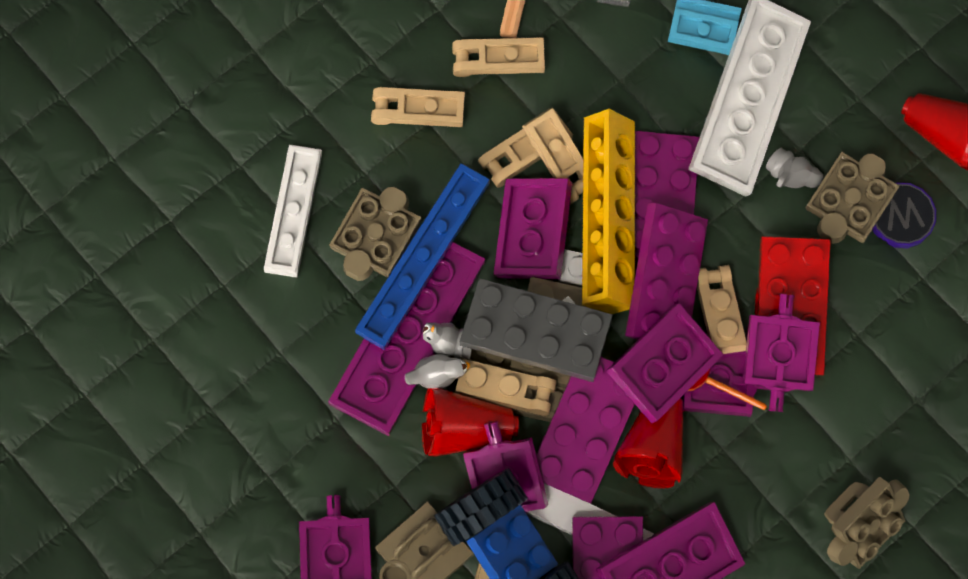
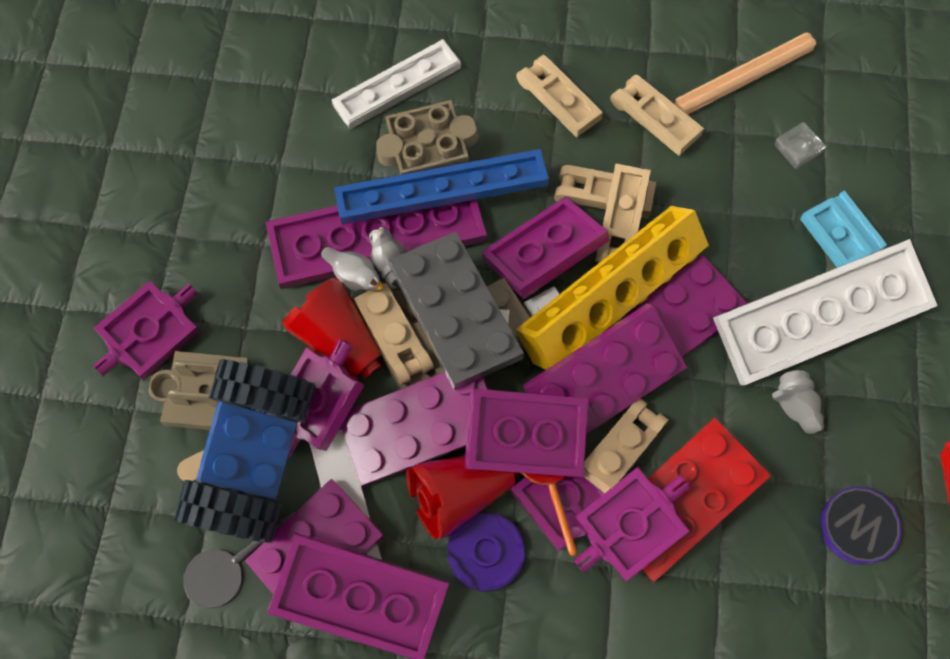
camera: 50 degrees right, 5 degrees down
(710, 463) = (486, 552): none -> dark purple tile
(852, 198) = (828, 465): dark tan piece -> none

